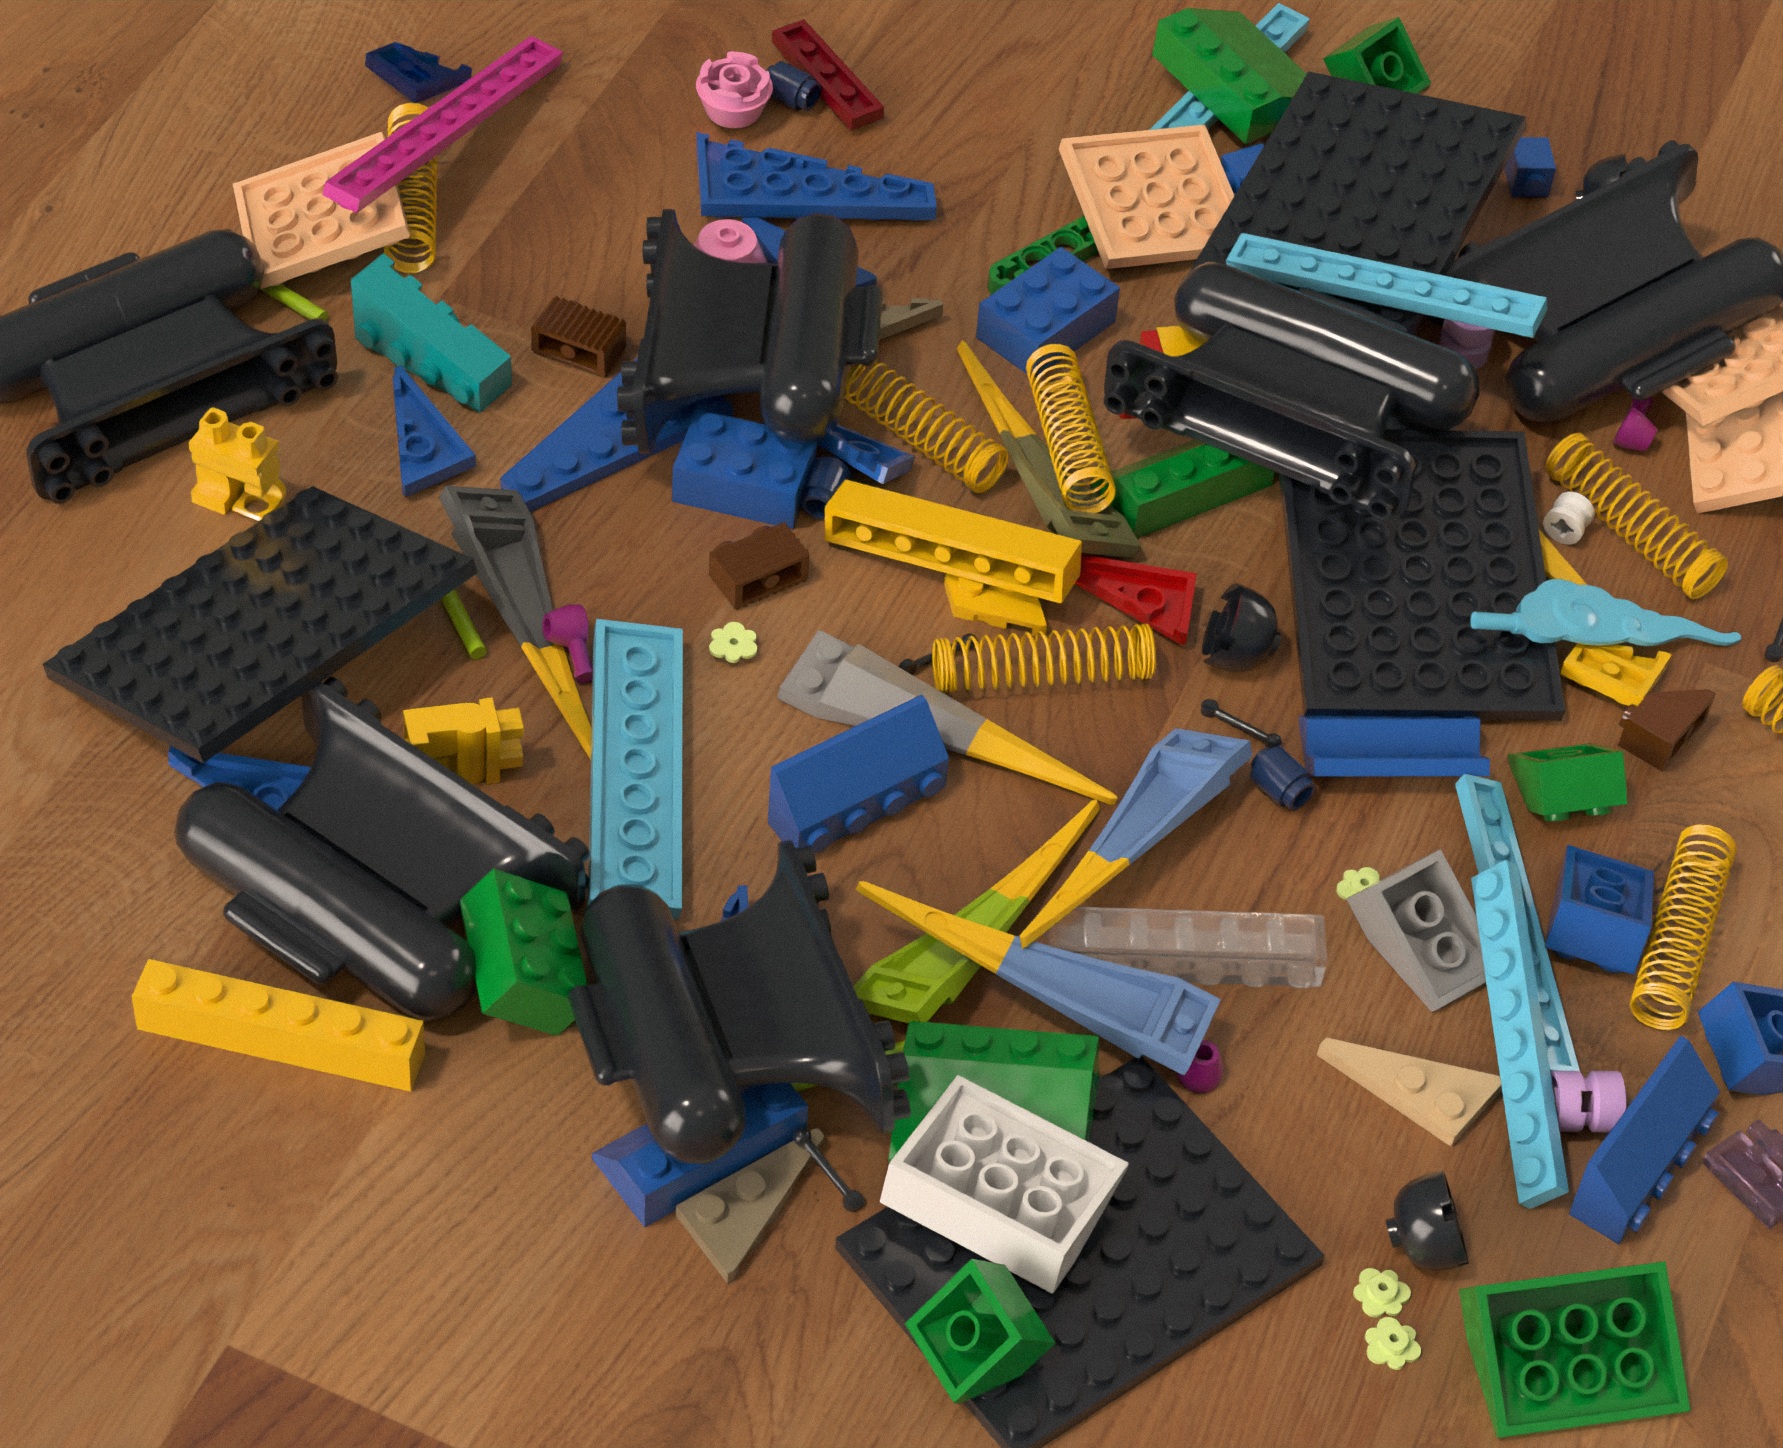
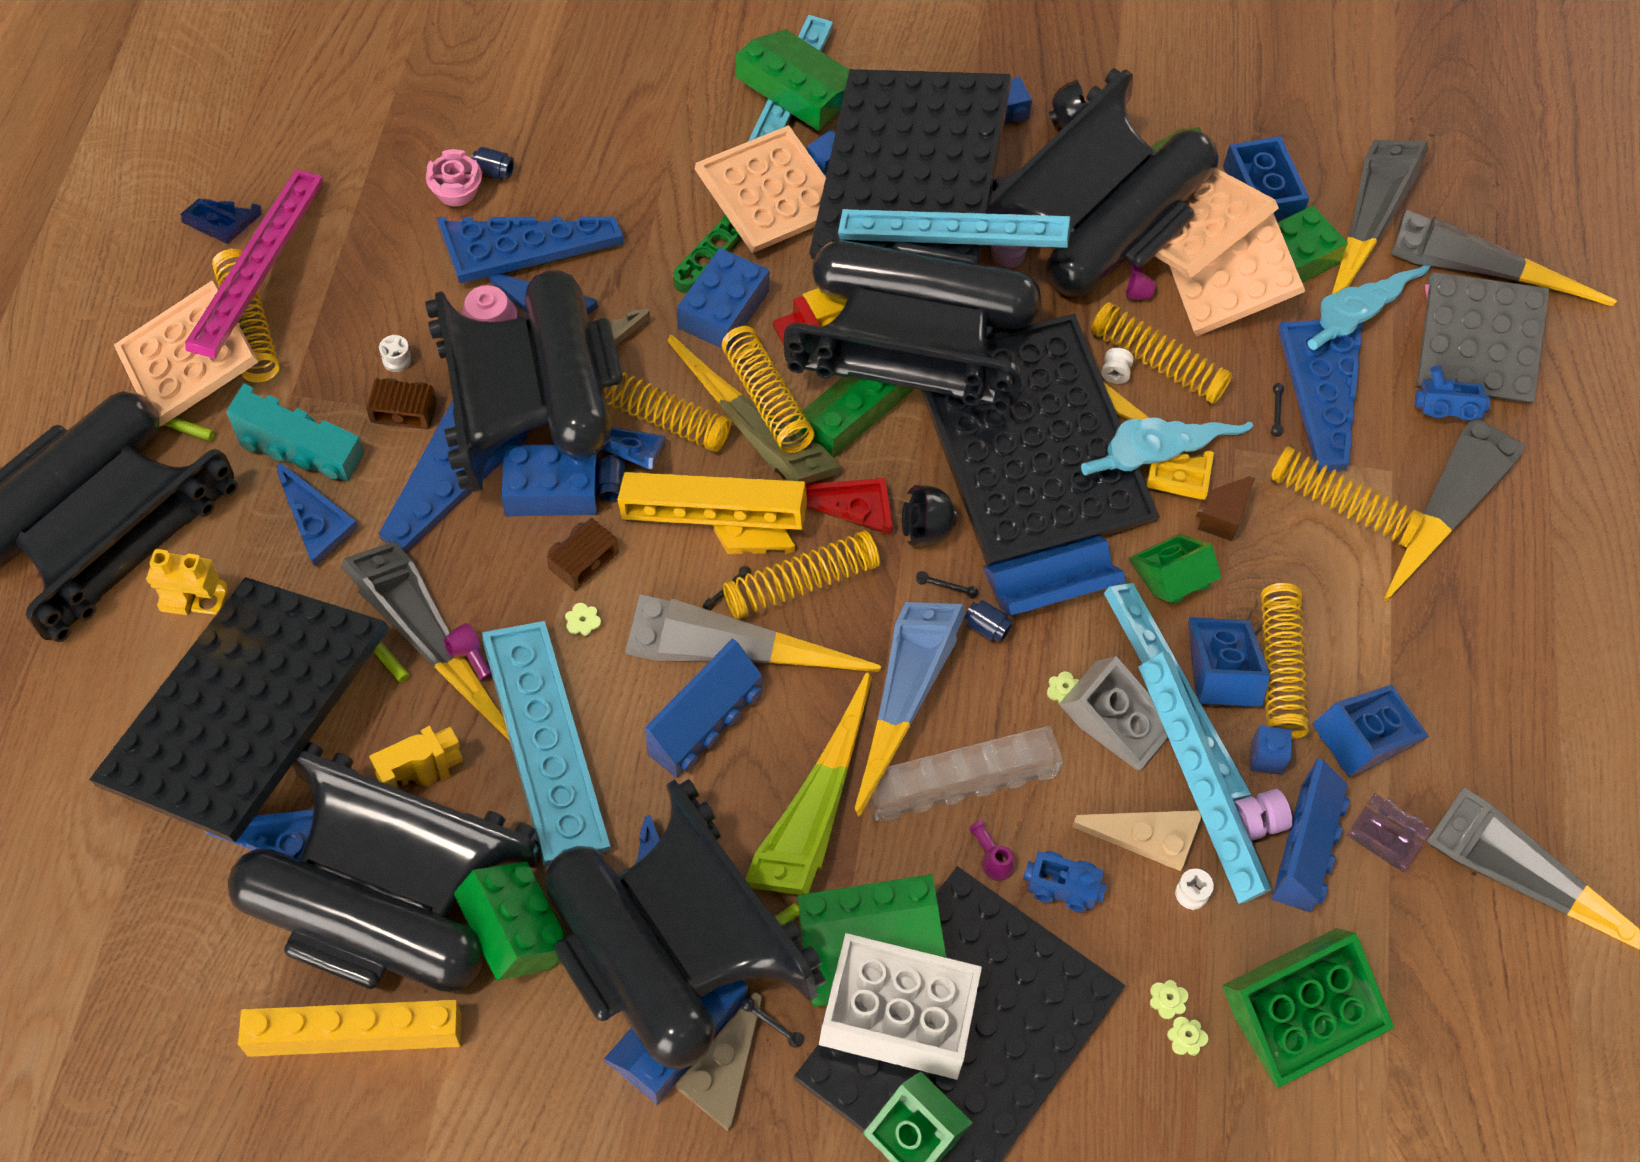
camera: 15 degrees left, 10 degrees up
(590, 277) = (390, 348): none -> white wheel
(839, 85) = (505, 138): dark red plate -> none
(1120, 1003) = (938, 837): medium blue plate -> none
(1282, 1107) = (1071, 882): none -> blue brick
(1380, 57) = (889, 45): green slope -> none
(1428, 1224) = (1187, 943): black cylinder -> none
(1452, 1160) = (1188, 894): none -> white wheel
(1626, 1028) = (1270, 750): none -> blue brick

